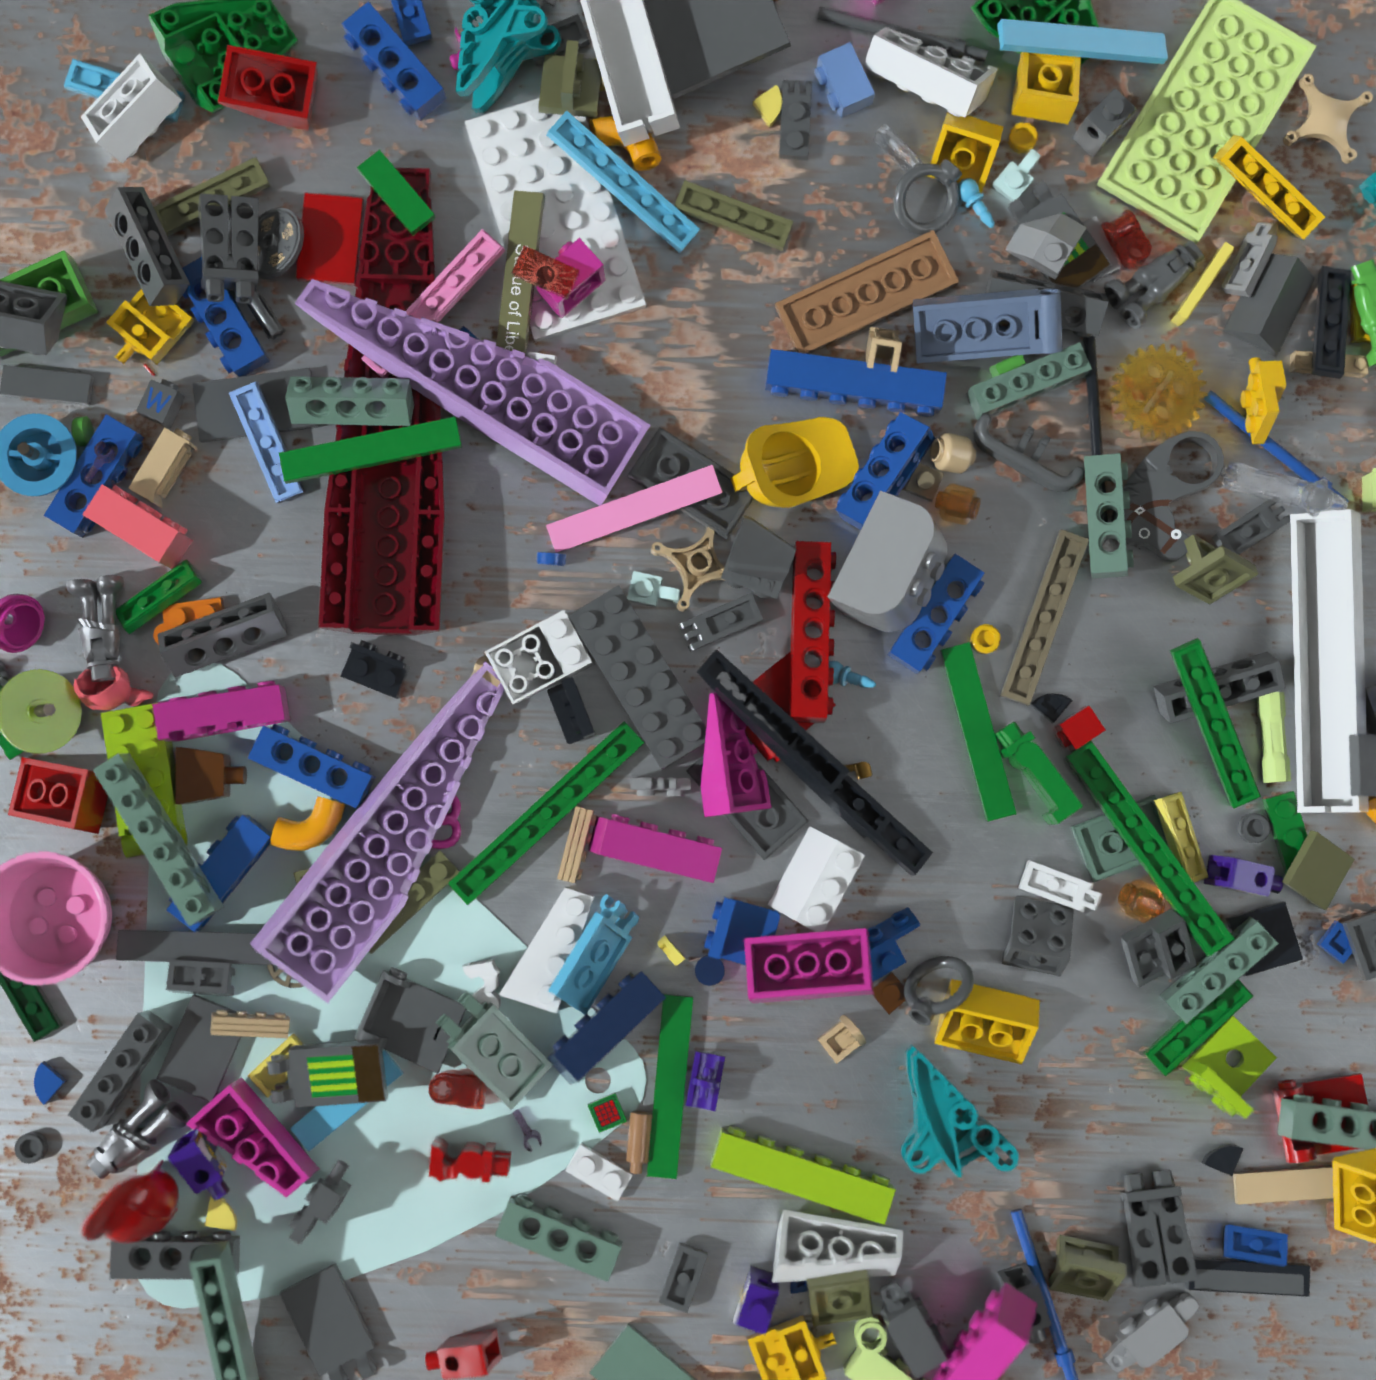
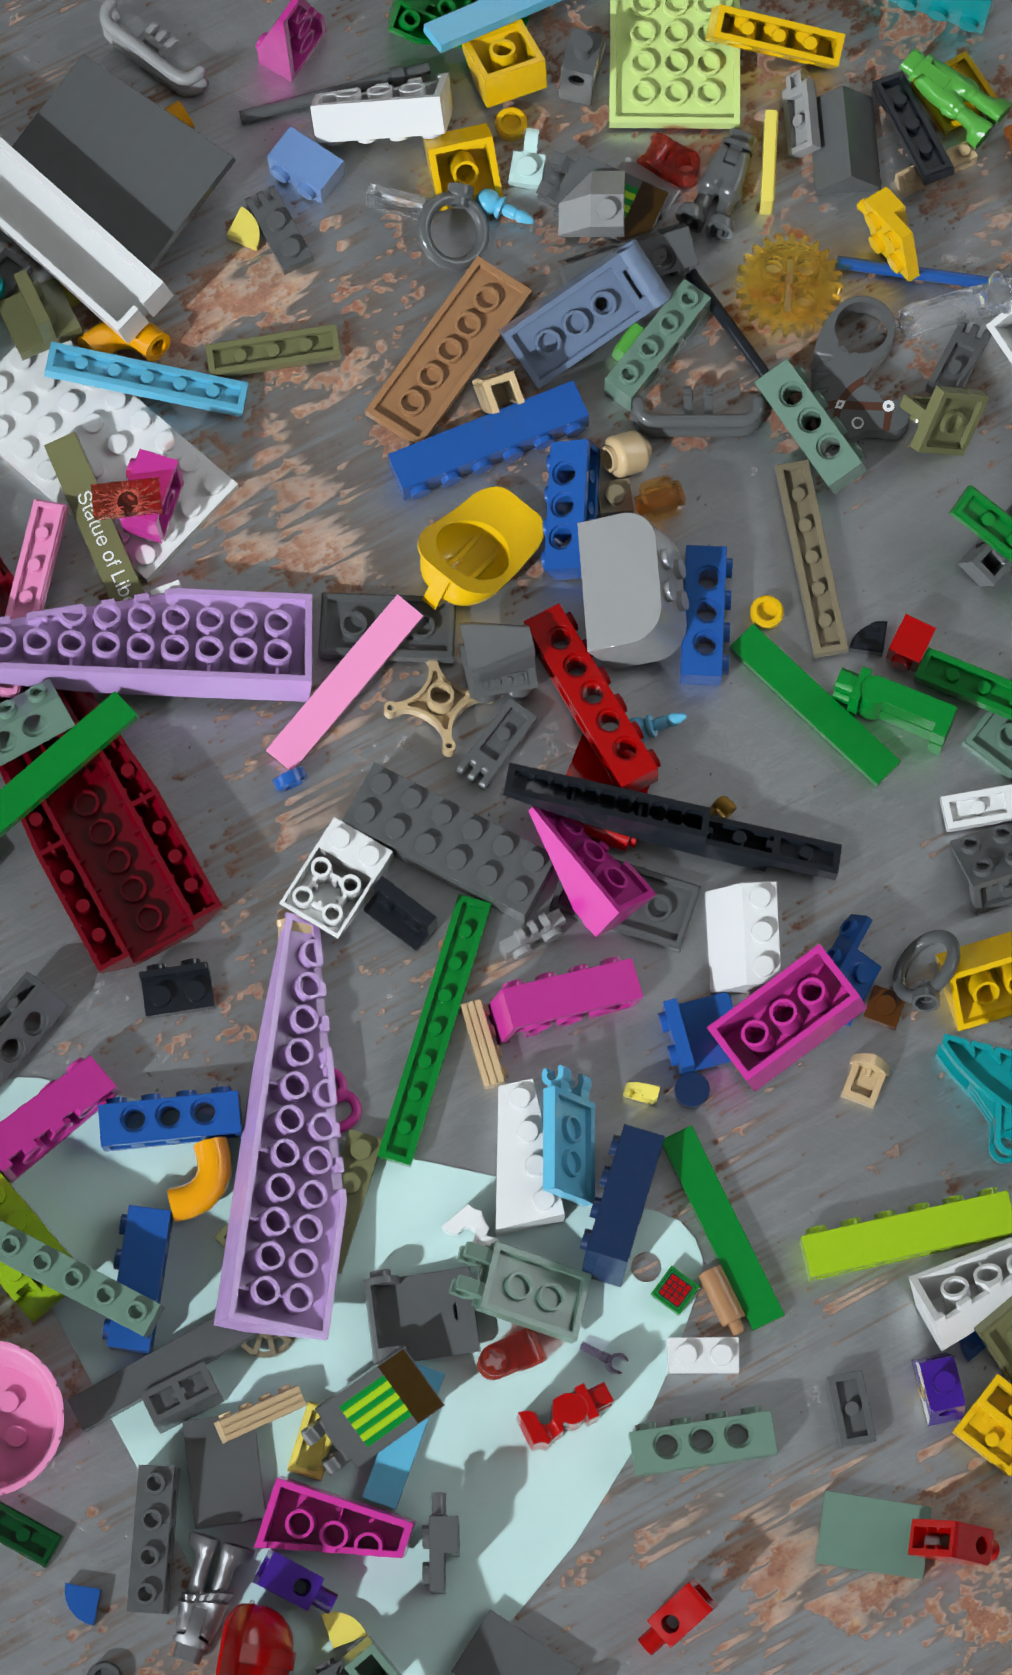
camera: 25 degrees left, 10 degrees down
(204, 775) = (66, 1192): reddish brown torso -> none
(647, 590) = (404, 755): light aqua plate -> none
(705, 1080) = (754, 1197): dark purple hips -> none

